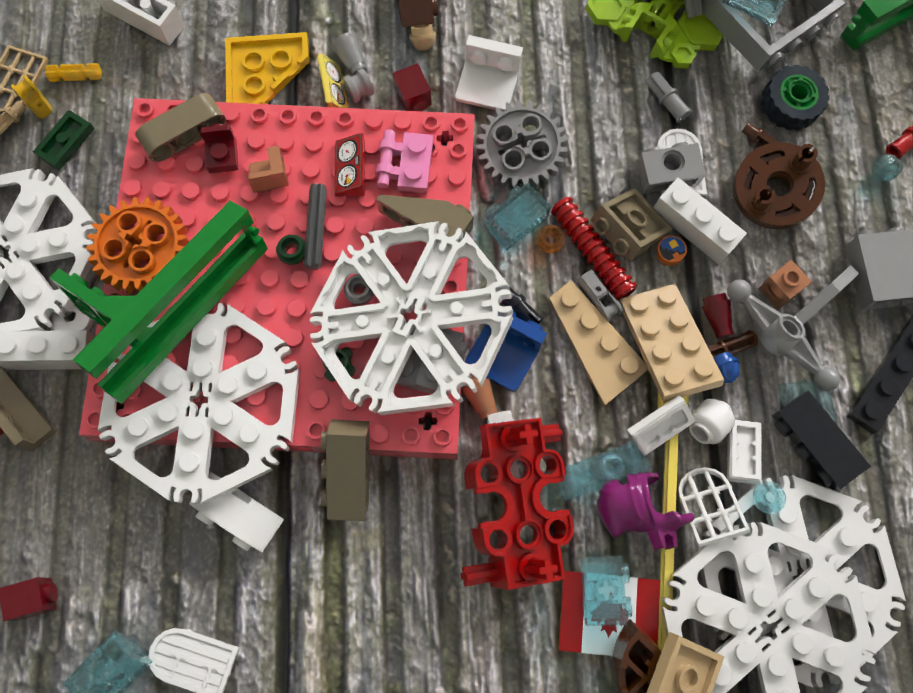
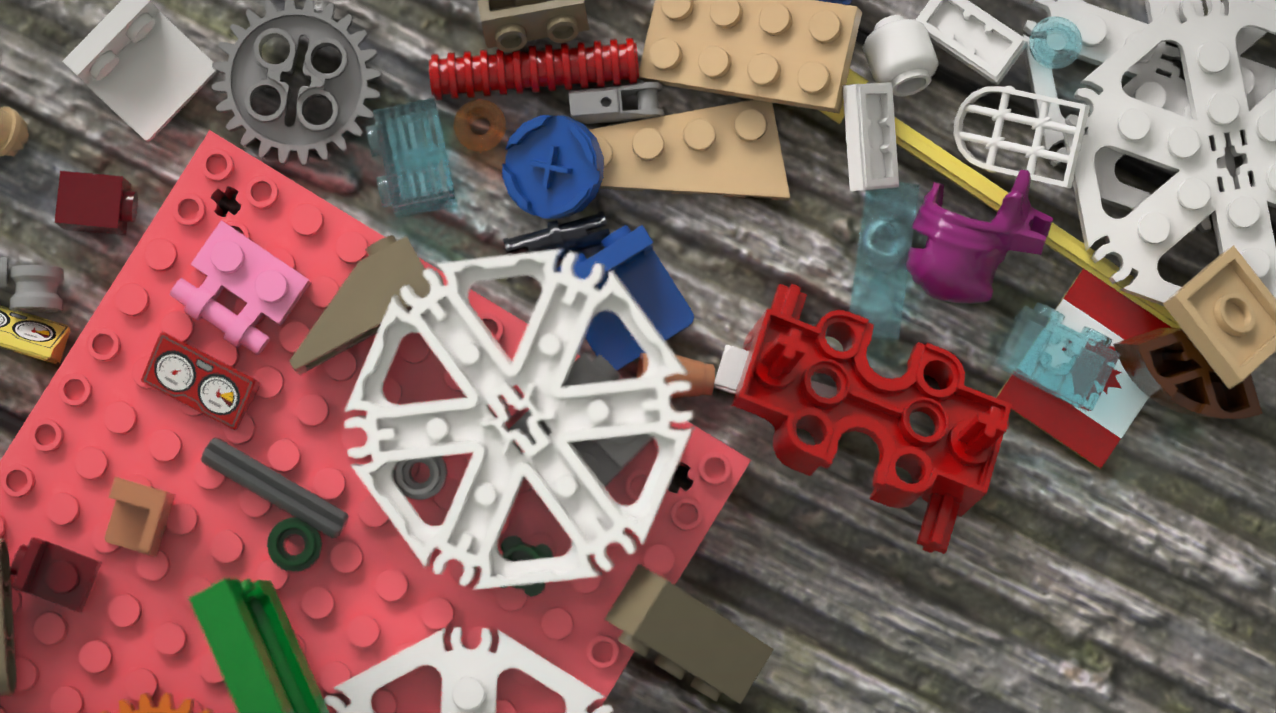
camera: 60 degrees left, 10 degrees up
(551, 281) = (553, 166): none -> blue tile

